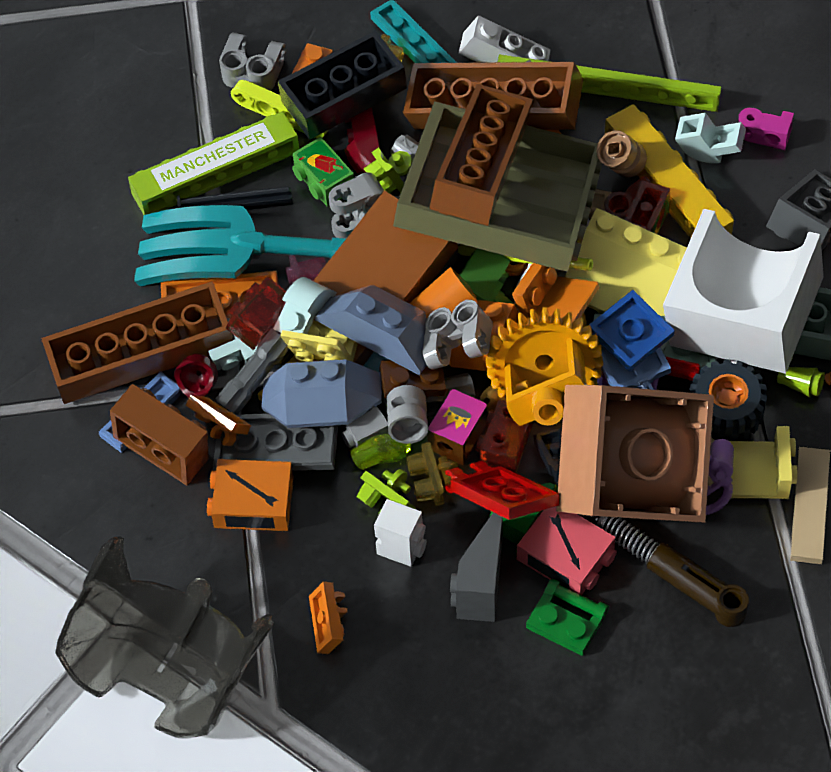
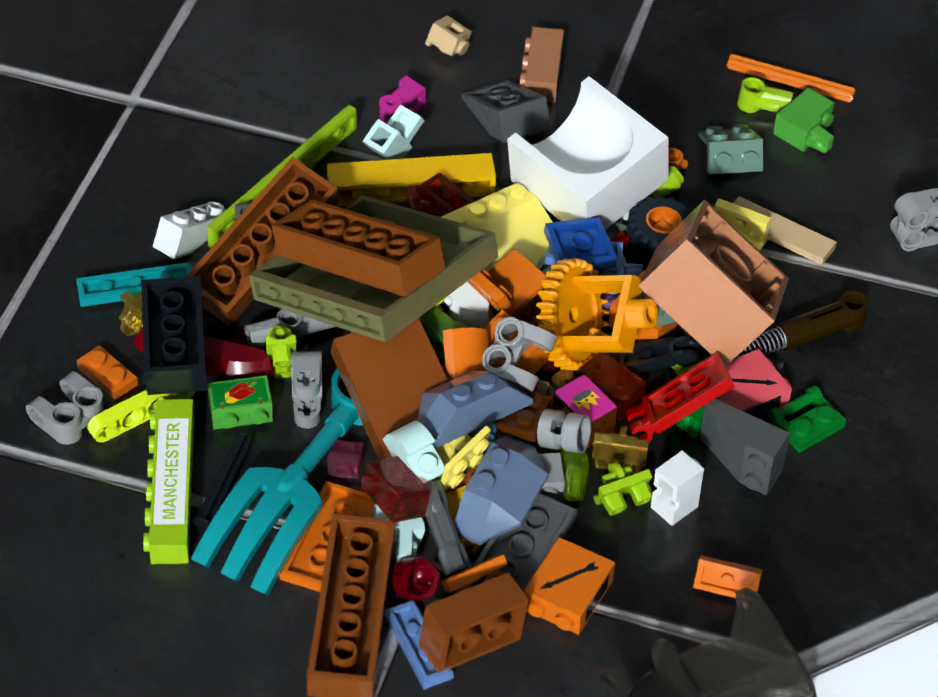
camera: 70 degrees left, 10 degrees down
(621, 154) = (383, 183): medium nougat wheel -> none

